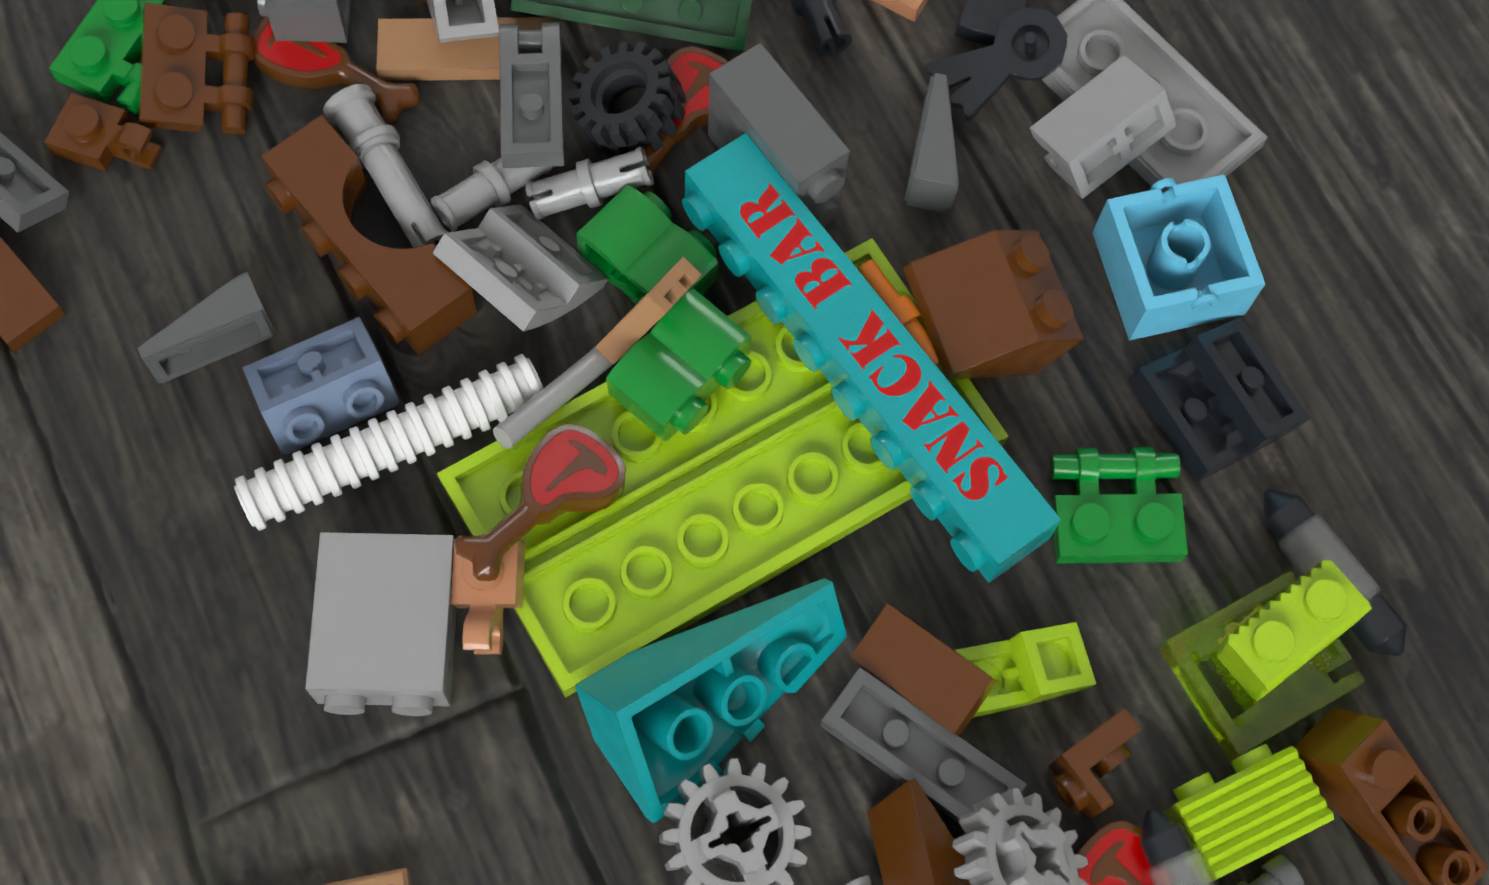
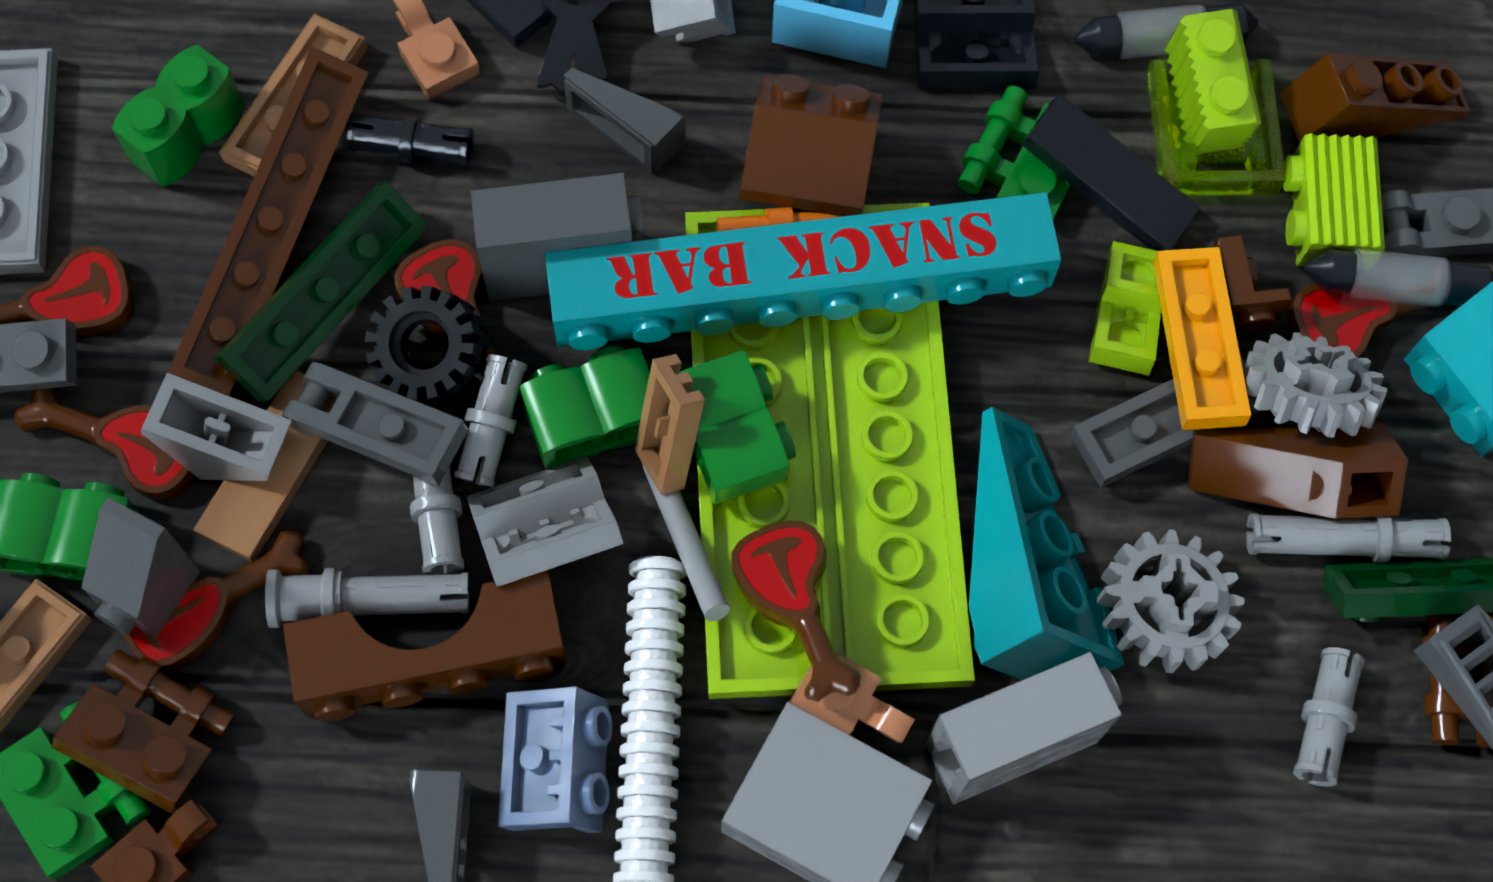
camera: 60 degrees left, 0 degrees up
(529, 747) = (1023, 726): none -> light grey brick
(923, 669) = (1100, 376): reddish brown tile -> none
(1009, 739) = (1201, 339): none -> light orange plate
(1137, 584) = (1110, 175): none -> black tile

